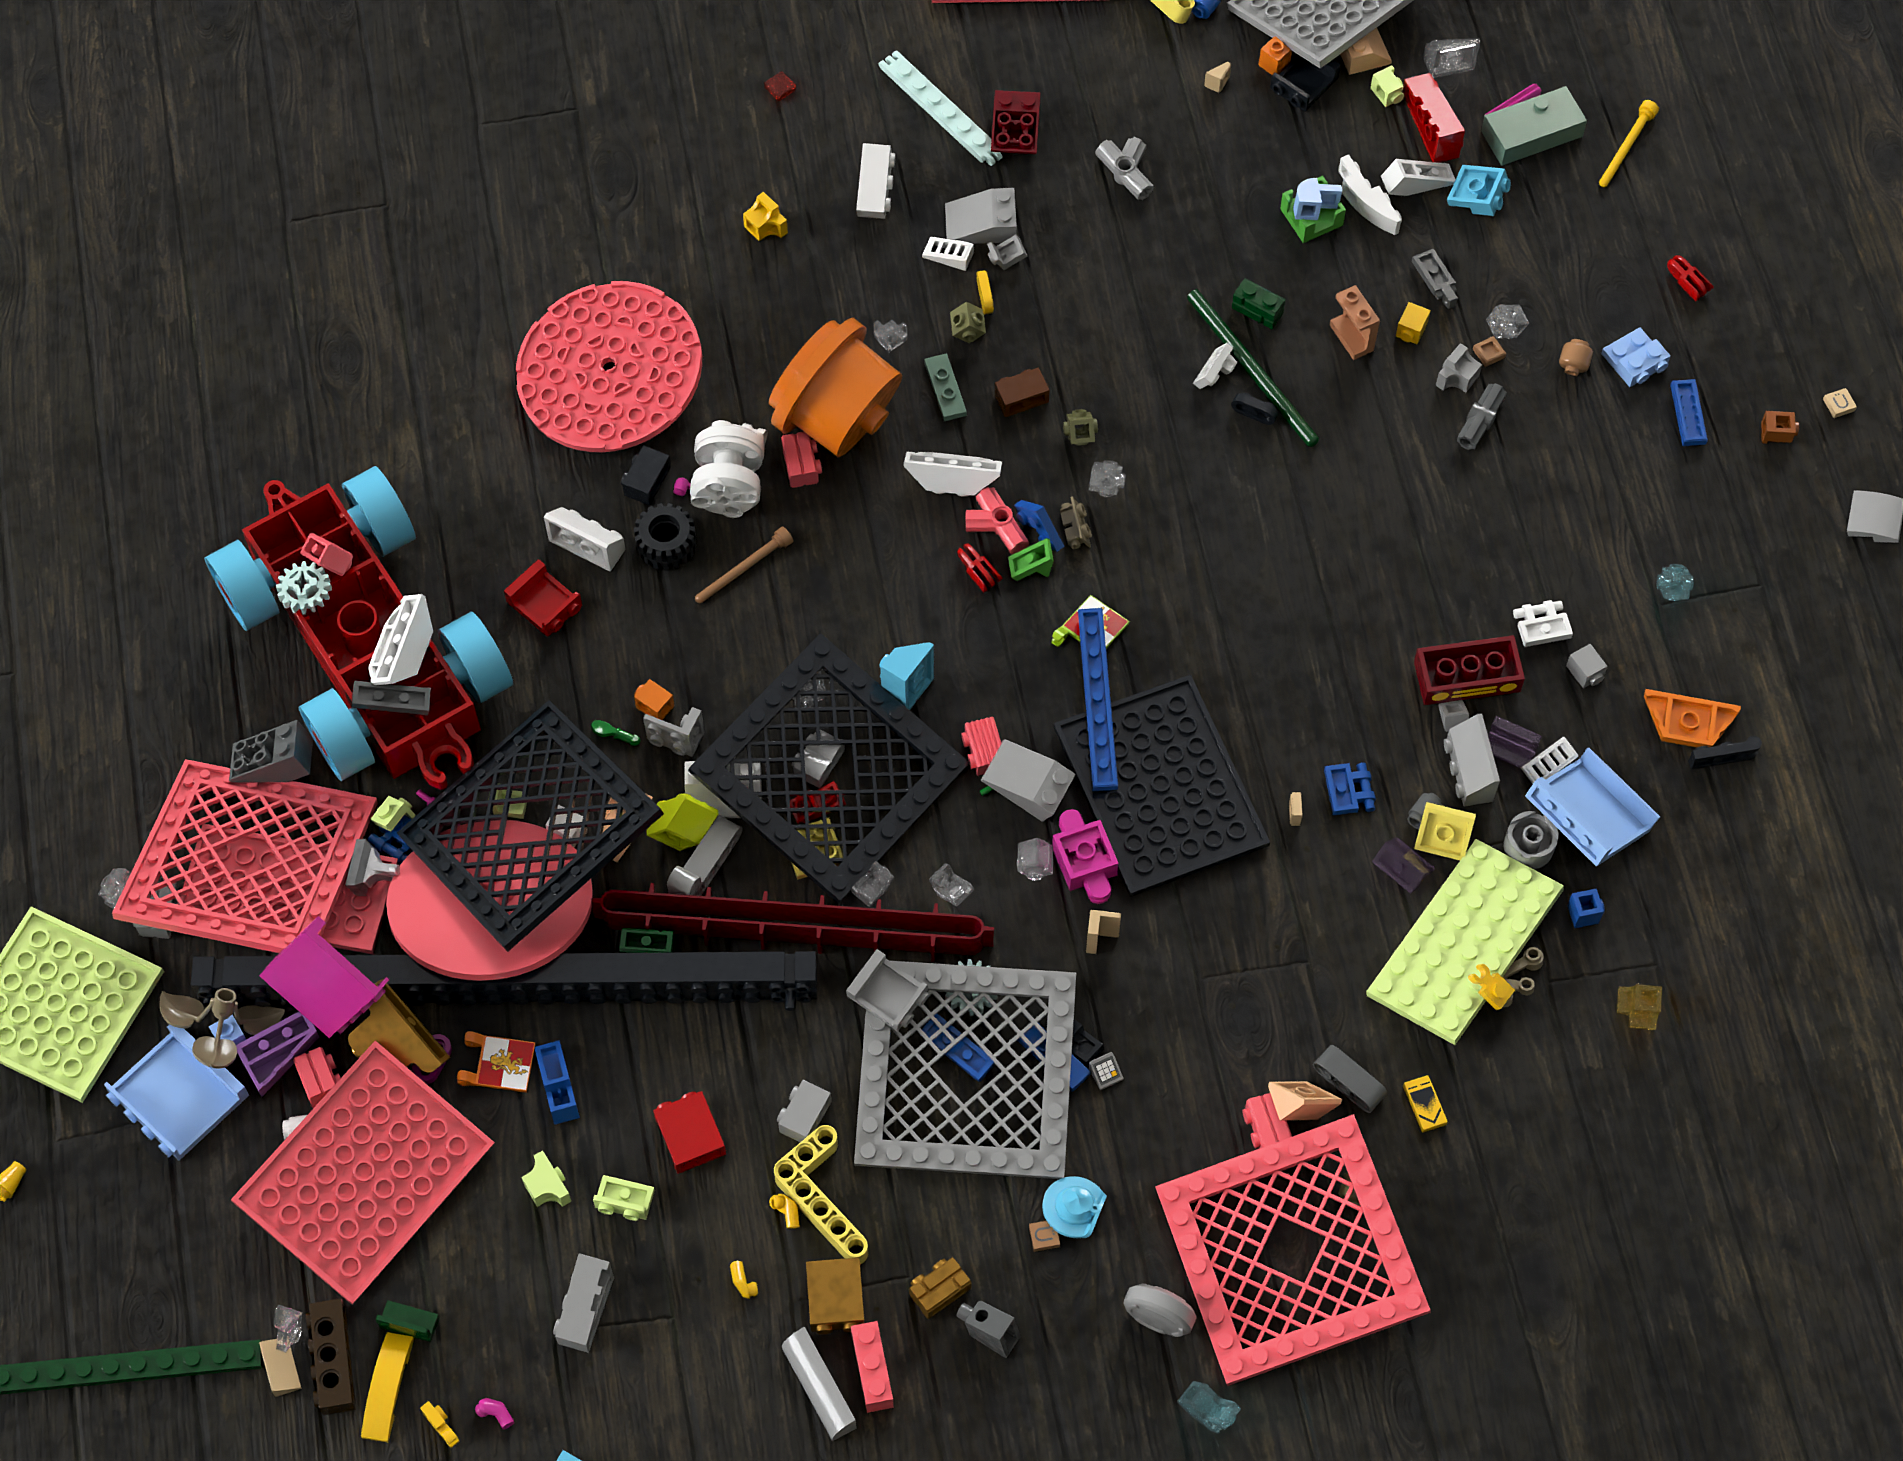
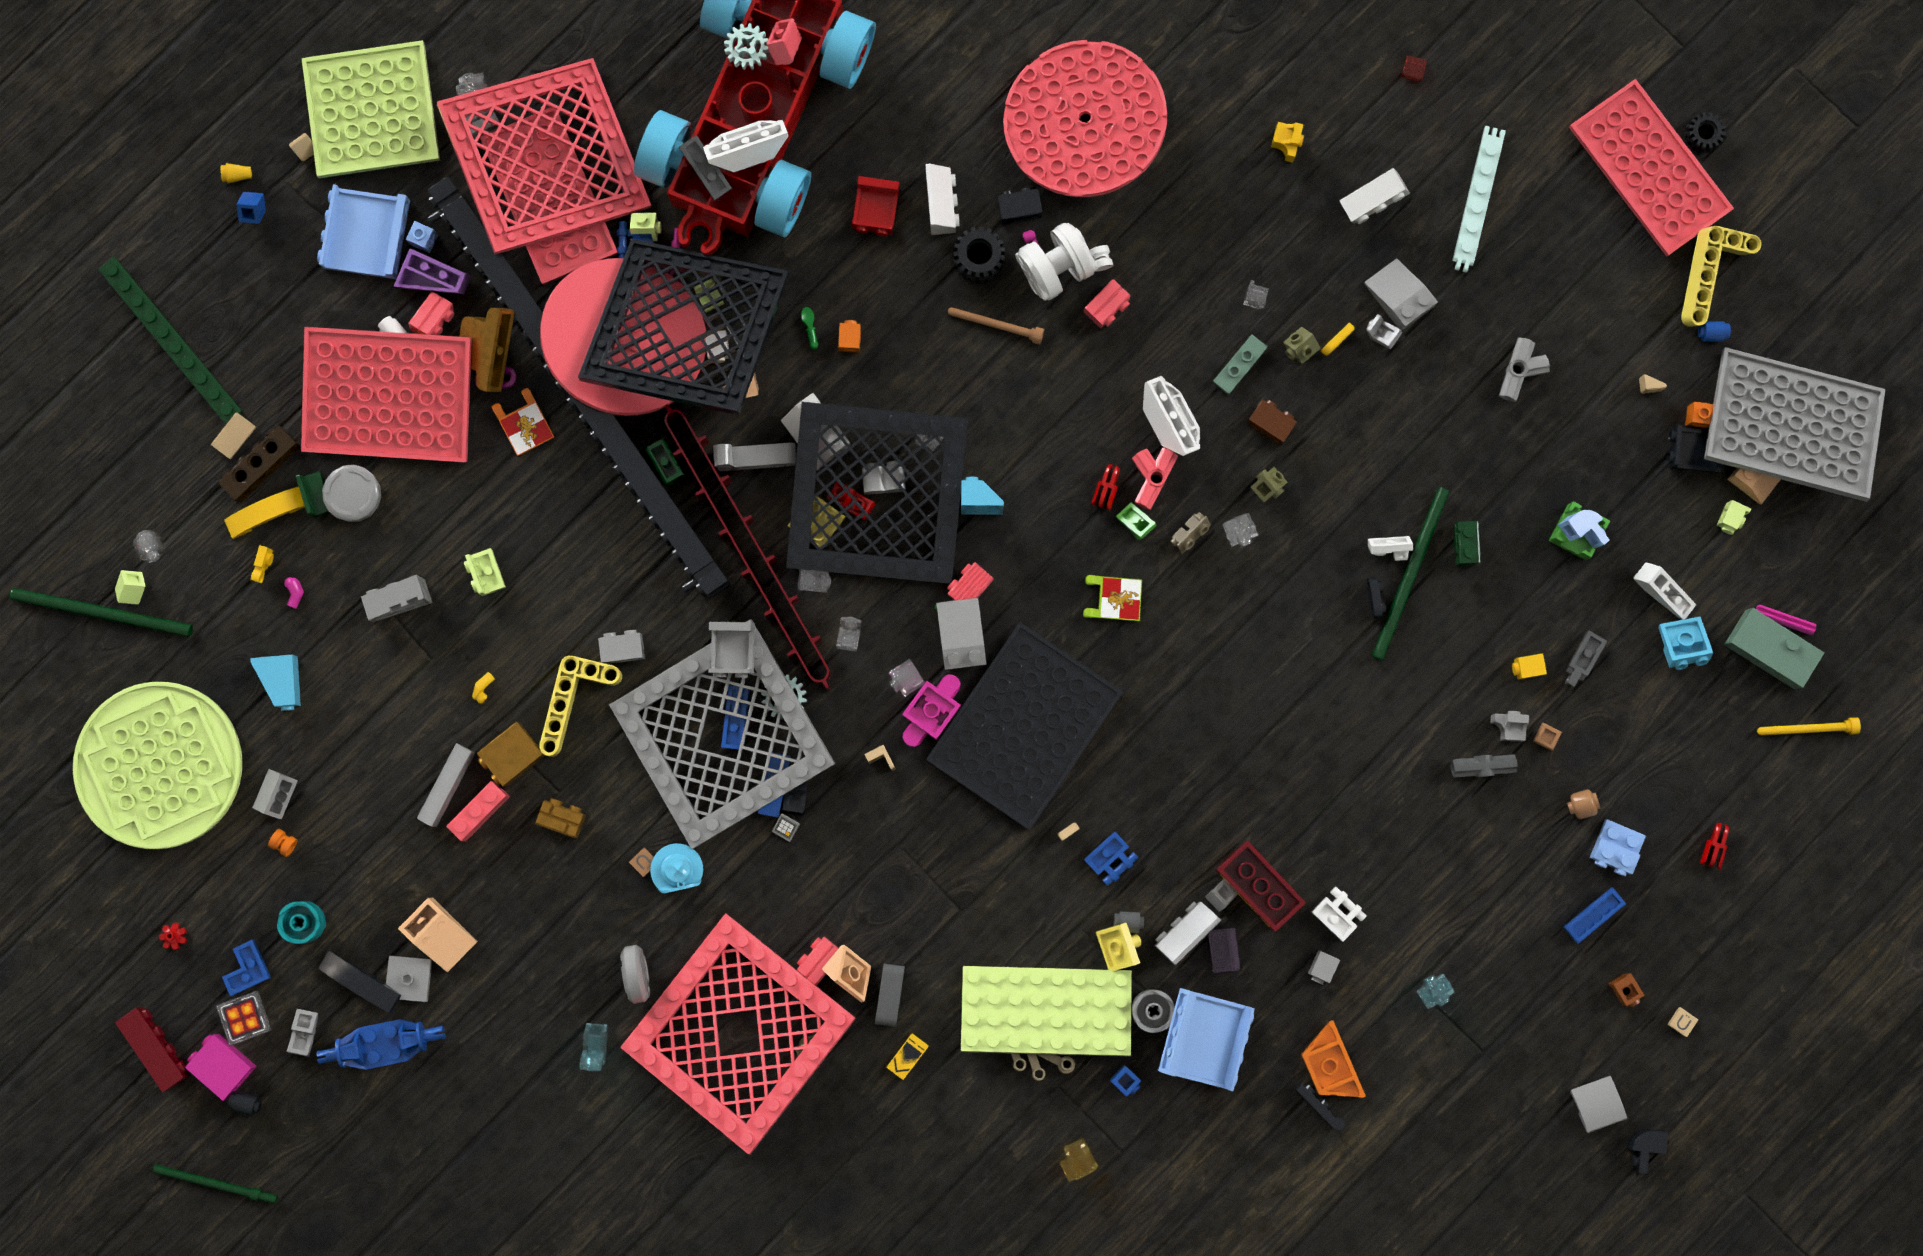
camera: 55 degrees right, 20 degrees up
(38, 1095) = (302, 147): none -> tan slope
(58, 1185) = (251, 207): none -> blue brick
(216, 1052) = (394, 241): dark tan plant -> none
(273, 755) = (628, 111): dark grey slope -> none
(289, 1327) = (257, 426): clear bracket -> none
(321, 981) = (473, 267): dark pink panel -> none
(367, 868) = (592, 239): piece -> none
(437, 1280) = (351, 493): none -> light grey piece
(545, 1182) = (462, 514): yellowish green brick -> none
(556, 1082) = (534, 471): blue slope -> none
(681, 739) = (839, 380): light grey bracket -> none
(683, 822) = (766, 421): neon yellow slope -> none
(689, 1131) = (557, 581): red panel -> none
(788, 1207) = (548, 687): yellow arm -> none
(835, 388) = (1165, 294): orange piece -> none
(954, 260) = (1354, 306): white slope -> none
(990, 1327) = (555, 877): dark grey torso -> none
(1015, 122) = (1498, 264): dark red slope -> none
(1037, 517) = (1167, 506): blue plate -> none
(1097, 699) = (1058, 640): blue tile -> none
(1358, 323) = (1495, 625): nougat panel -> none
(1369, 202) = (1616, 571): white slope -> none
(1402, 864) = (1078, 932): clear purple panel -> none
(1434, 118) = (1728, 568): red wedge -> none
(1451, 56) = (1794, 546): clear slope -> none
(1494, 987) = (1016, 1054): yellow plate -> none
(1507, 321) = (1579, 735): clear brick -> none
(1560, 750) = (1229, 979): white slope -> none

